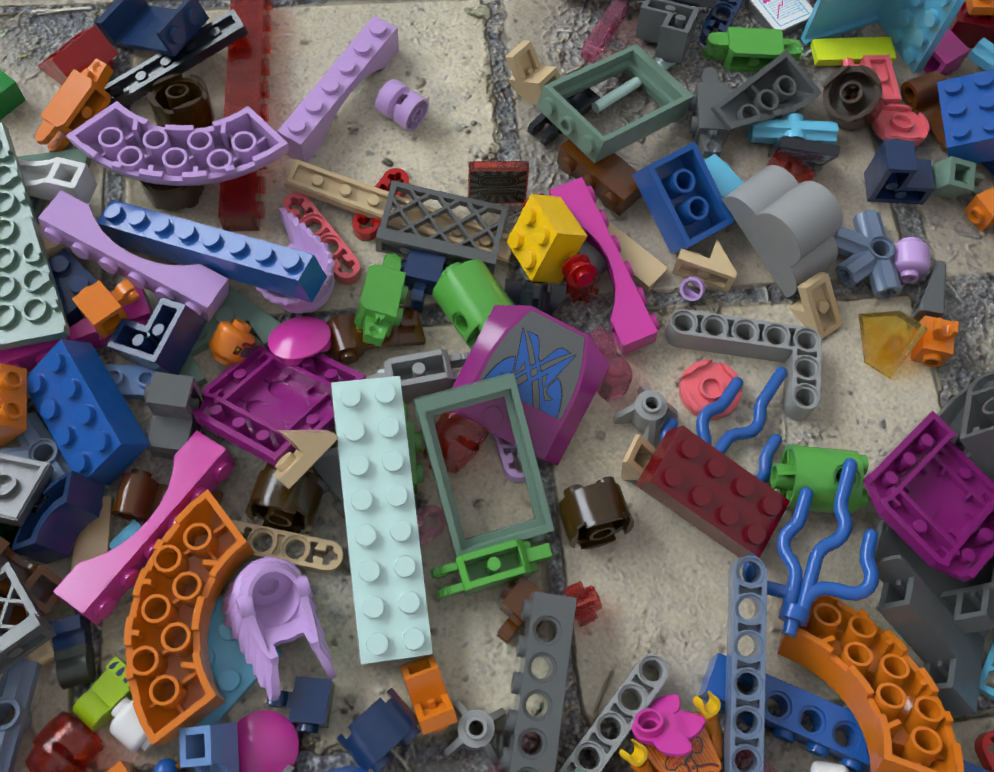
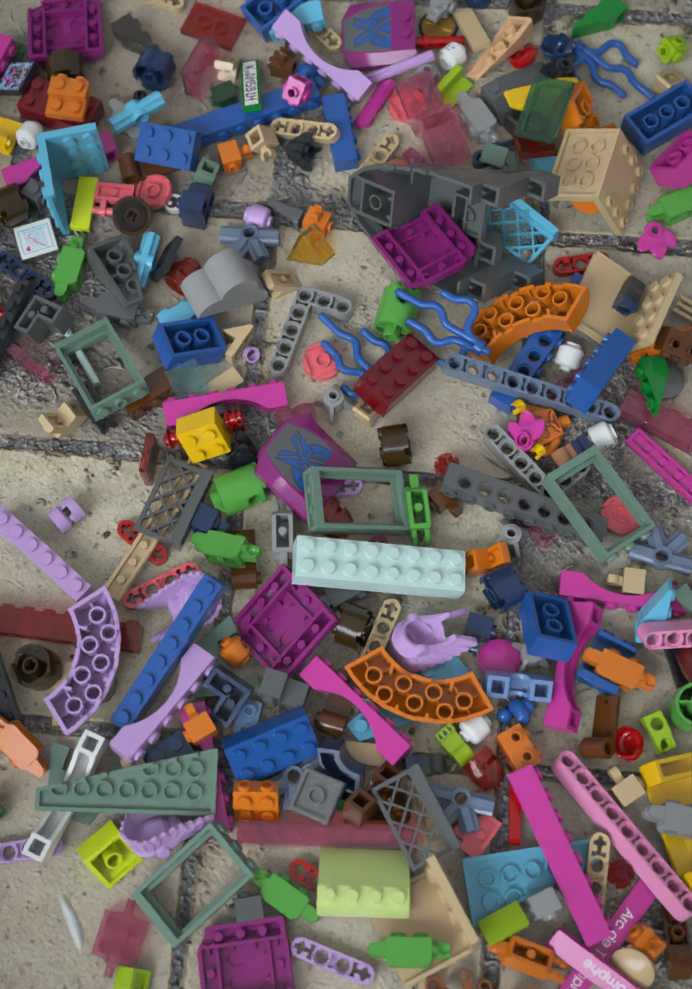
camera: 70 degrees left, 5 degrees up
(300, 339) = (242, 605): dark pink dish -> none
(309, 448) = (334, 597): tan slope -> none
(627, 205) = (187, 379): none -> clear light blue piece

